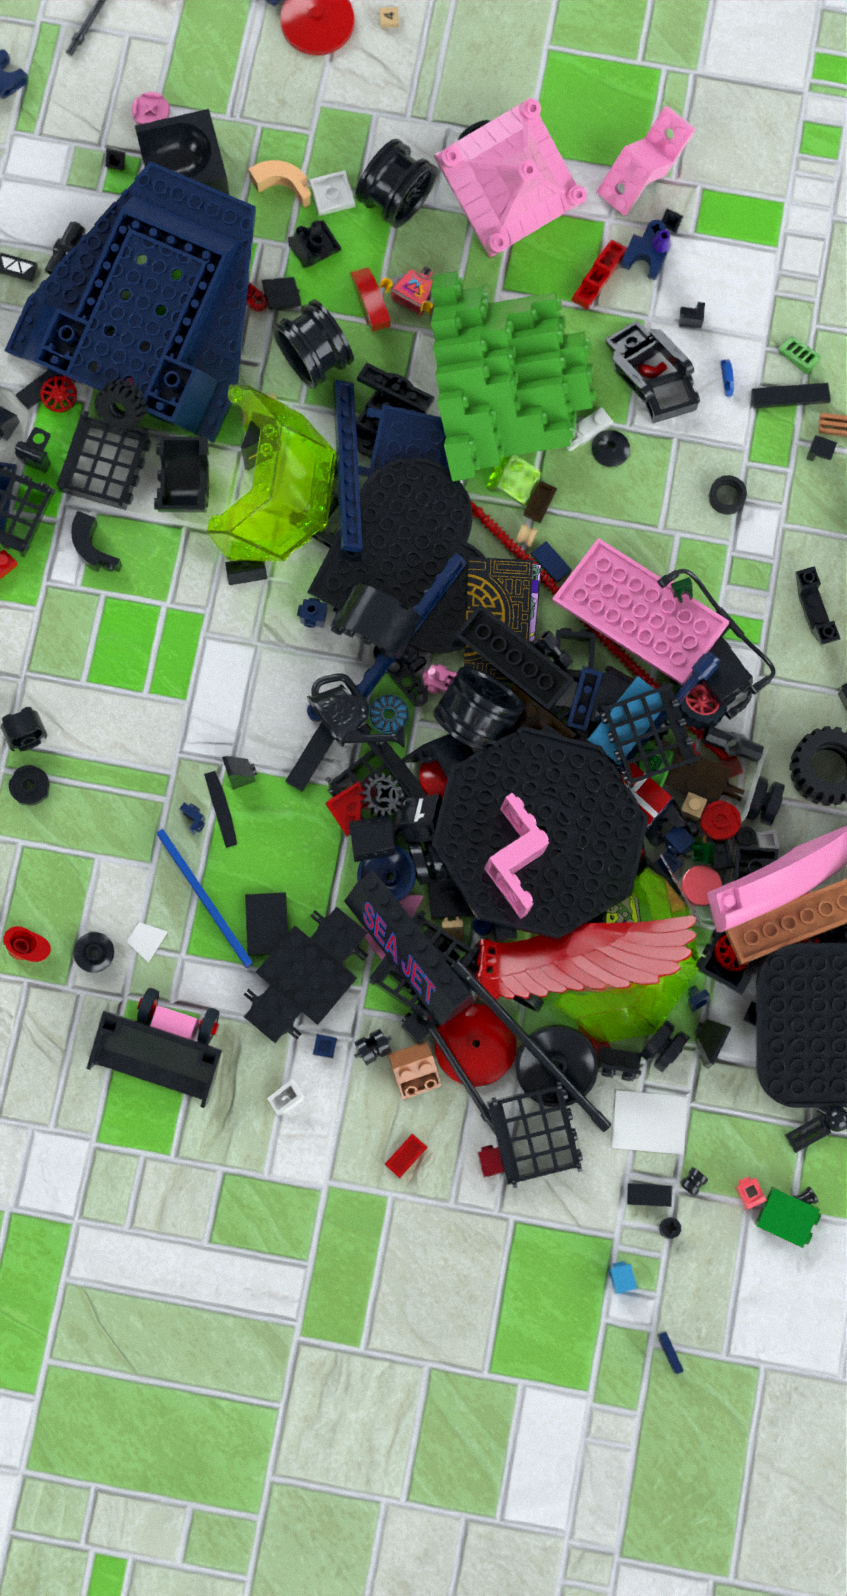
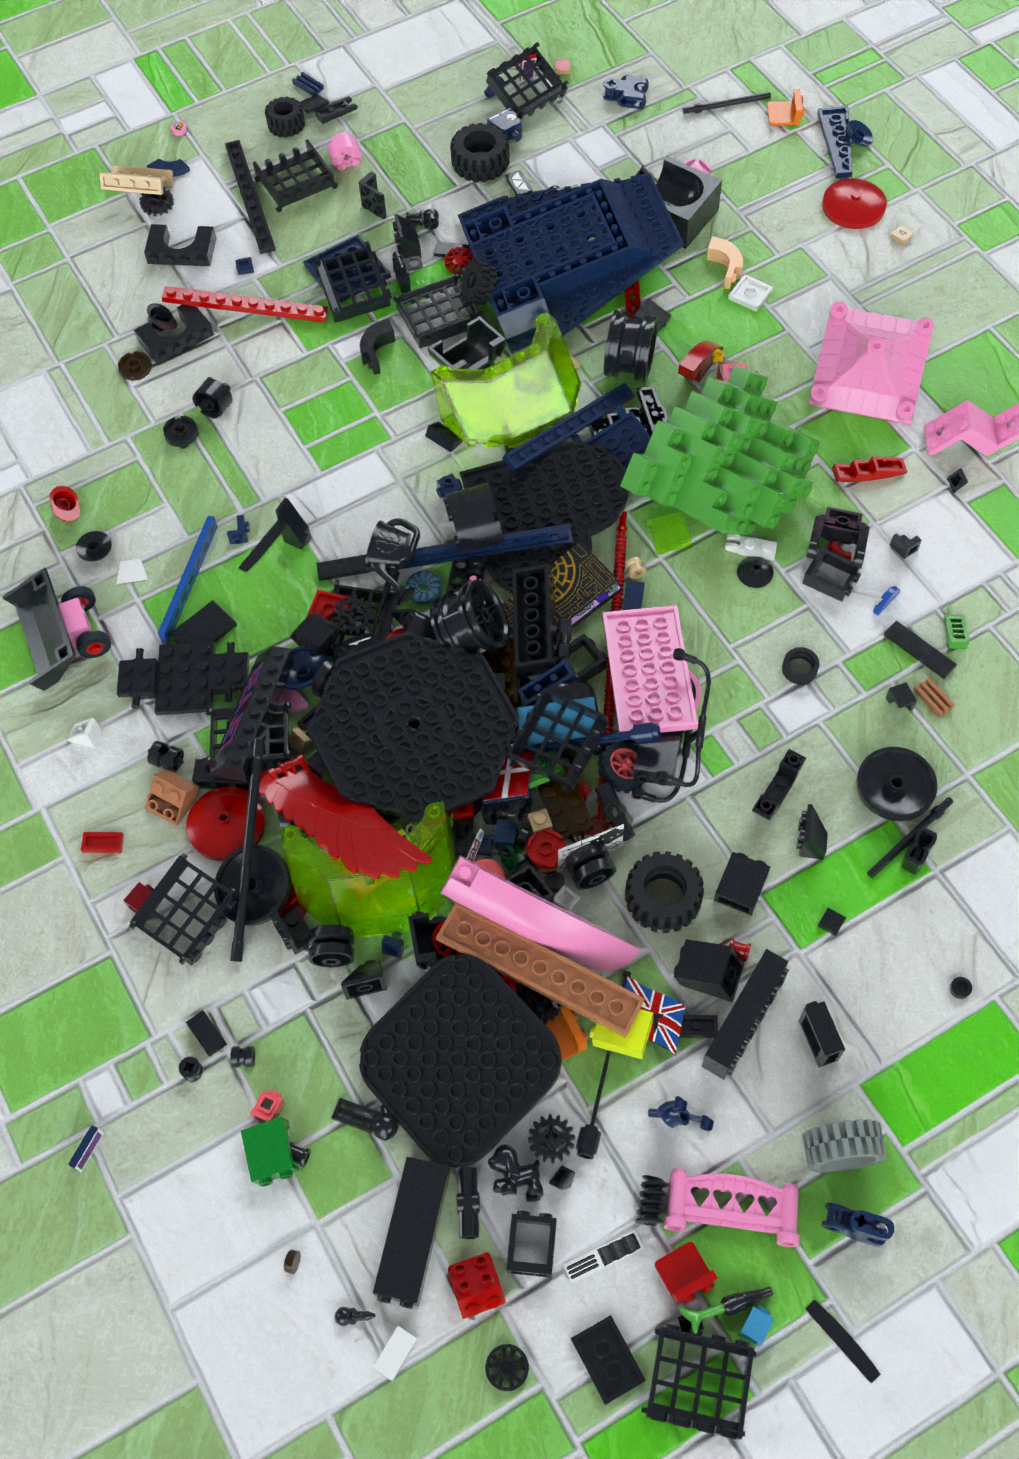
camera: 55 degrees right, 15 degrees down
(313, 243) = (705, 306): black slope -> none
(324, 1046) = (143, 729): dark blue tile -> none
(396, 183) = (790, 306): black wheel -> none
(485, 1112) = (195, 819): black bar -> none
(517, 855) = (373, 712): bright pink bracket -> none
(540, 502) = (669, 559): dark brown tile -> none
(622, 1277) = (121, 1064): dark azure brick -> none
(641, 249) = (920, 481): dark blue piece -> none
(649, 1122) = (267, 990): white sticker -> none
(662, 242) = (932, 478): dark purple cone -> none
(682, 587) = (689, 674): dark green tile -> none

